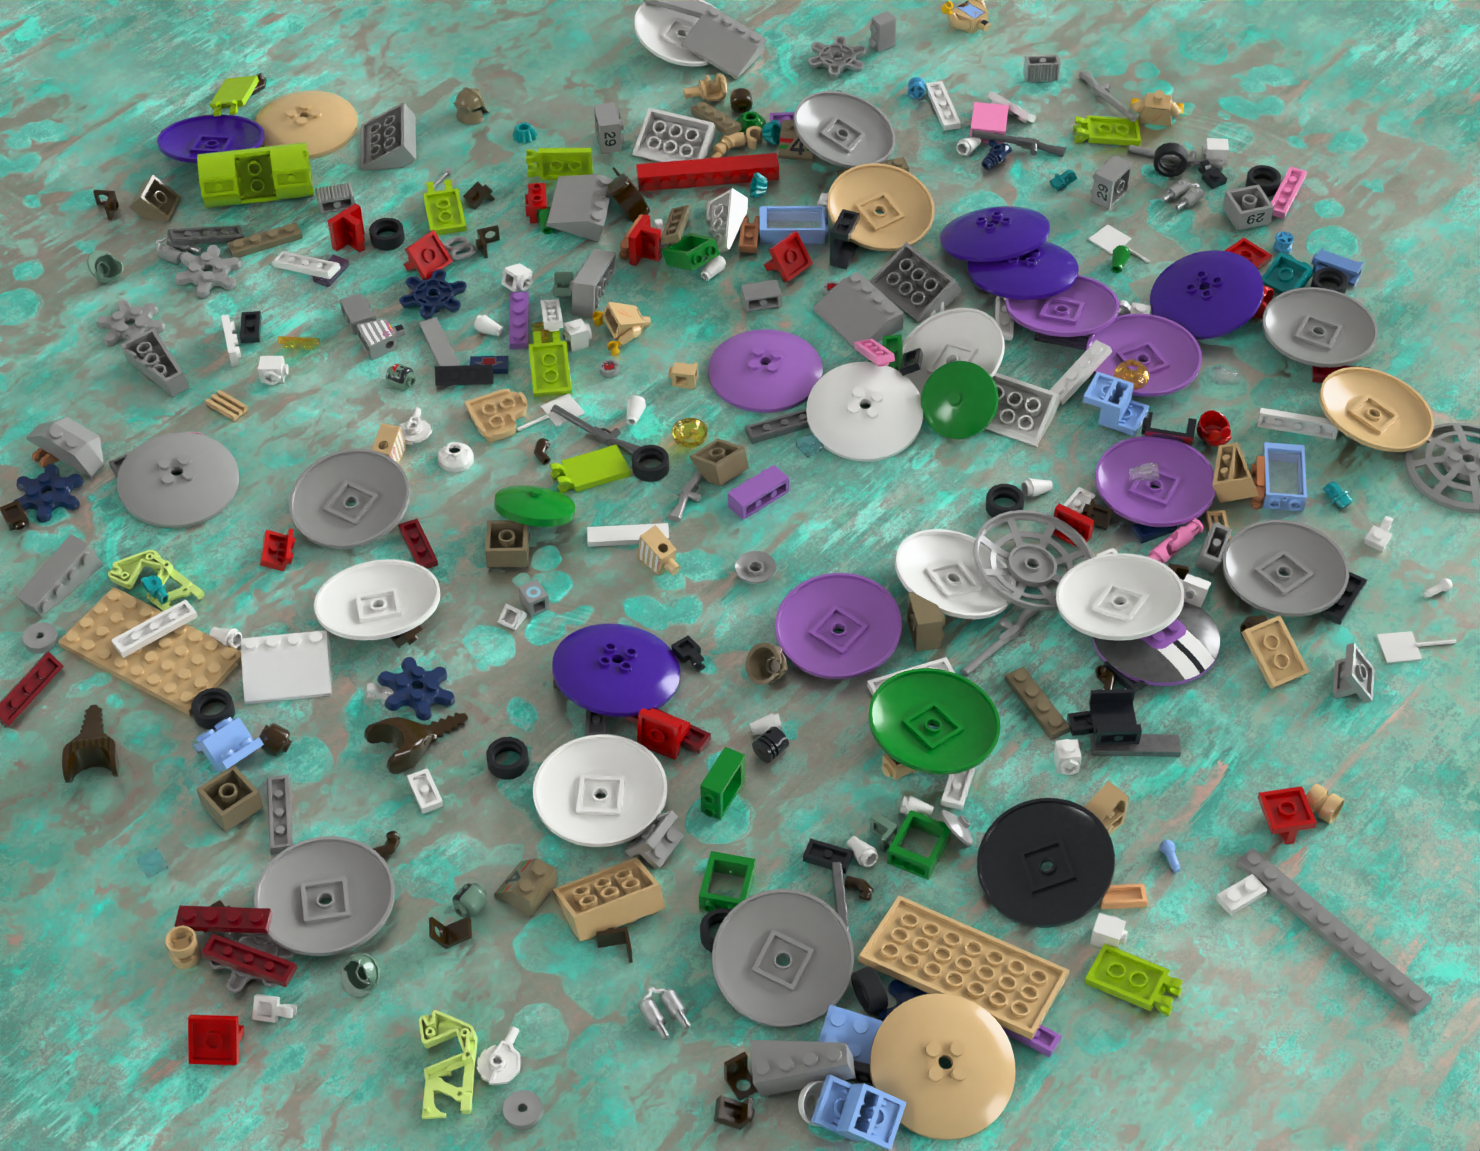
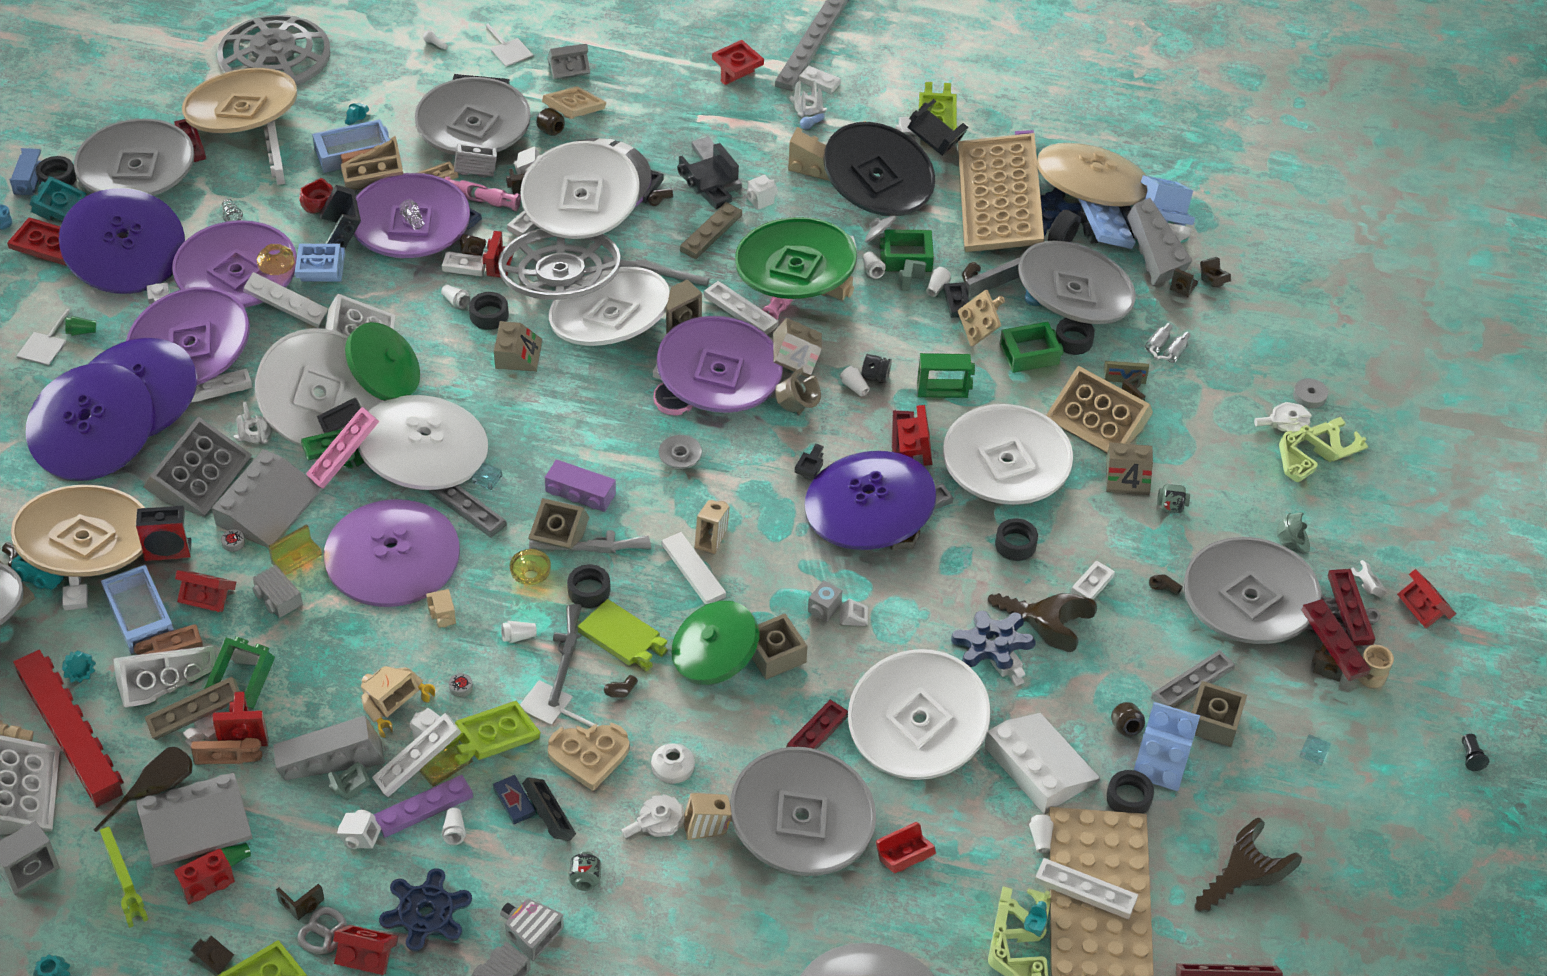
camera: 120 degrees left, 0 degrees up
(49, 973) = (1475, 757): none -> black pin
(438, 343) = (507, 864): light grey tile -> none
(452, 933) = (1207, 495): dark brown bracket -> none
(649, 952) = (1120, 371): none -> olive panel
(657, 841) = (1027, 394): light grey bracket -> none
(791, 851) = (980, 317): none -> tan plate
(795, 315) = (294, 550): none -> clear yellow panel
(826, 688) = (796, 346): none -> dark tan slope
(945, 504) = (516, 347): none -> dark tan slope
(1088, 944) = (933, 130): none -> black panel
(1208, 856) = (815, 98): none -> white piece
(1326, 805) = (709, 45): tan wheel -> none
(1379, 536) = (391, 82): white plate -> none

